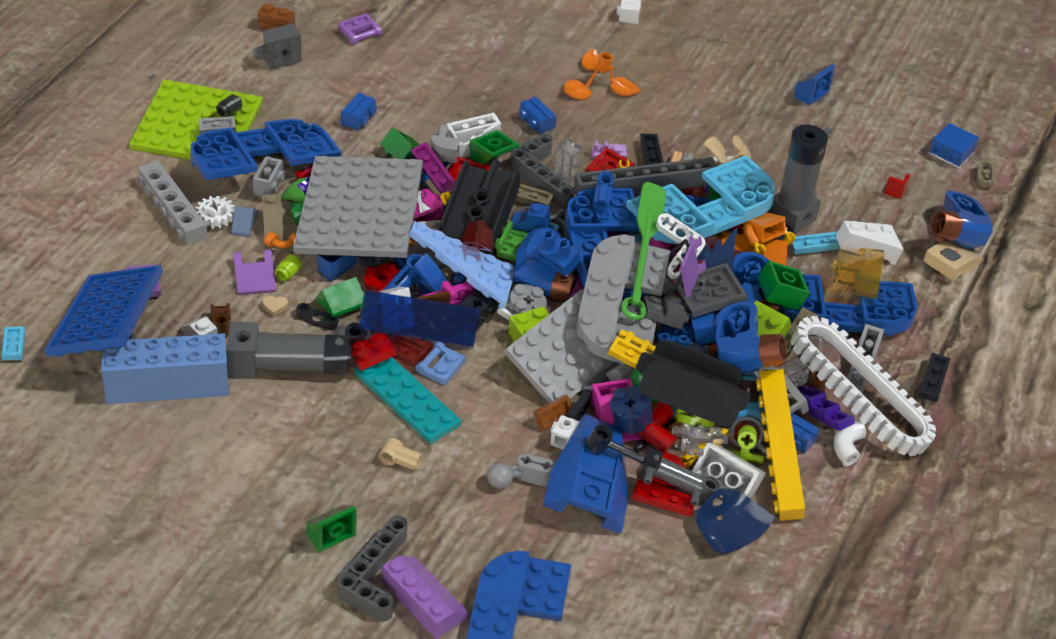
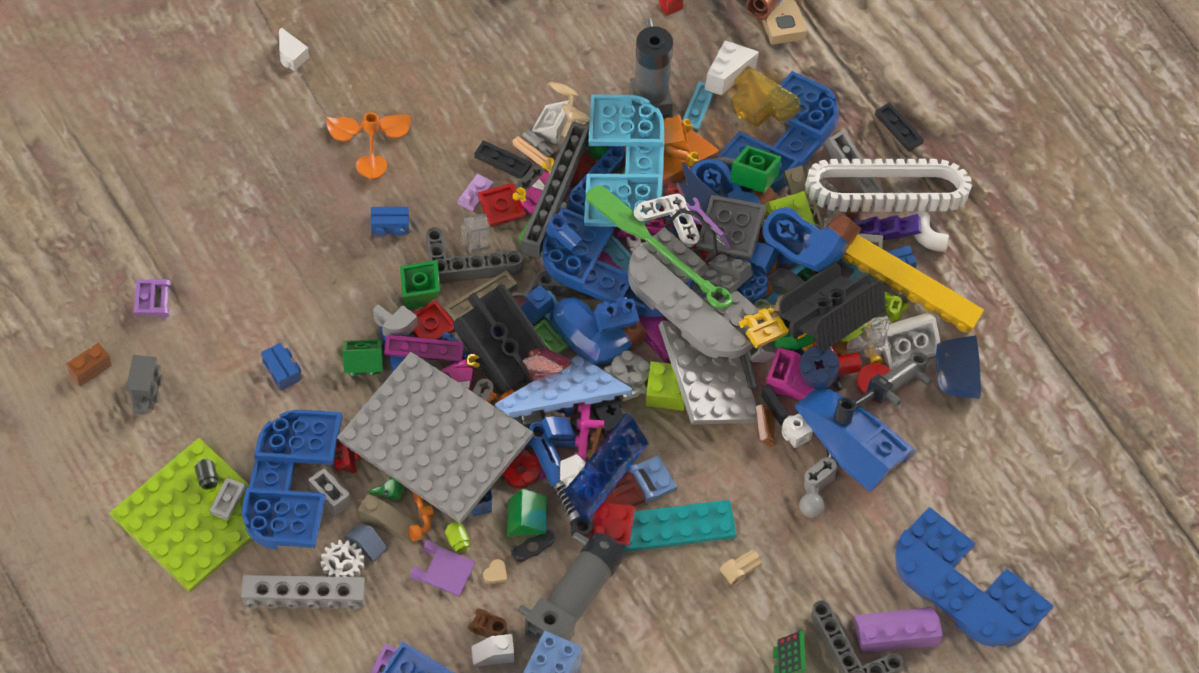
camera: 55 degrees left, 15 degrees up
(296, 191) = (365, 476): bright green hat -> none
(472, 128) = (384, 286): white wedge -> none
(663, 498) = (909, 396): red plate -> none

